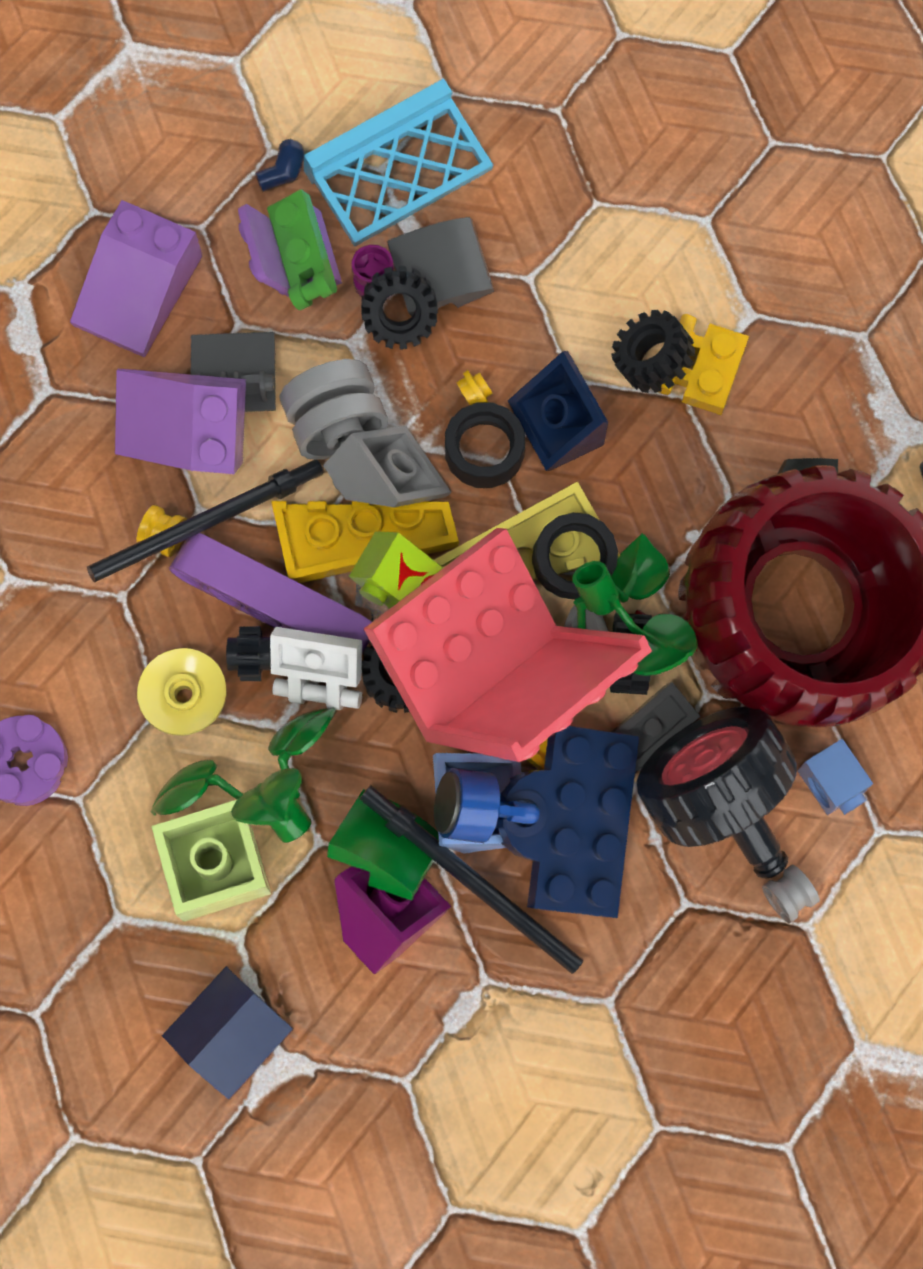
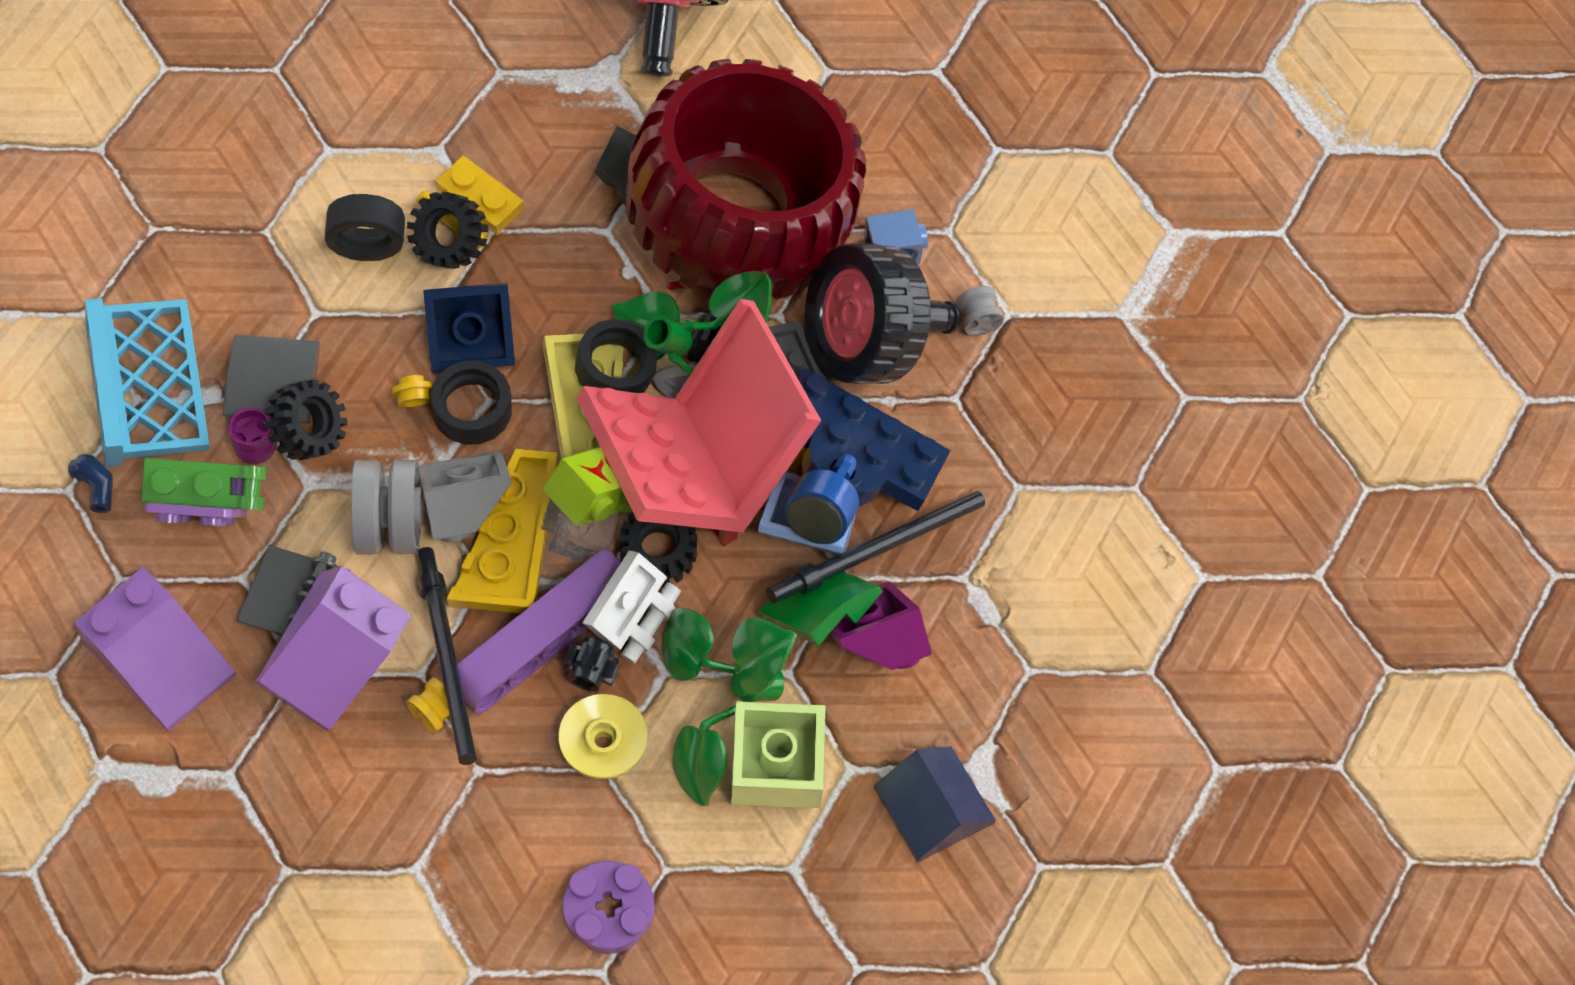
camera: 75 degrees left, 10 degrees down
(622, 277) = (364, 211): none -> black tyre

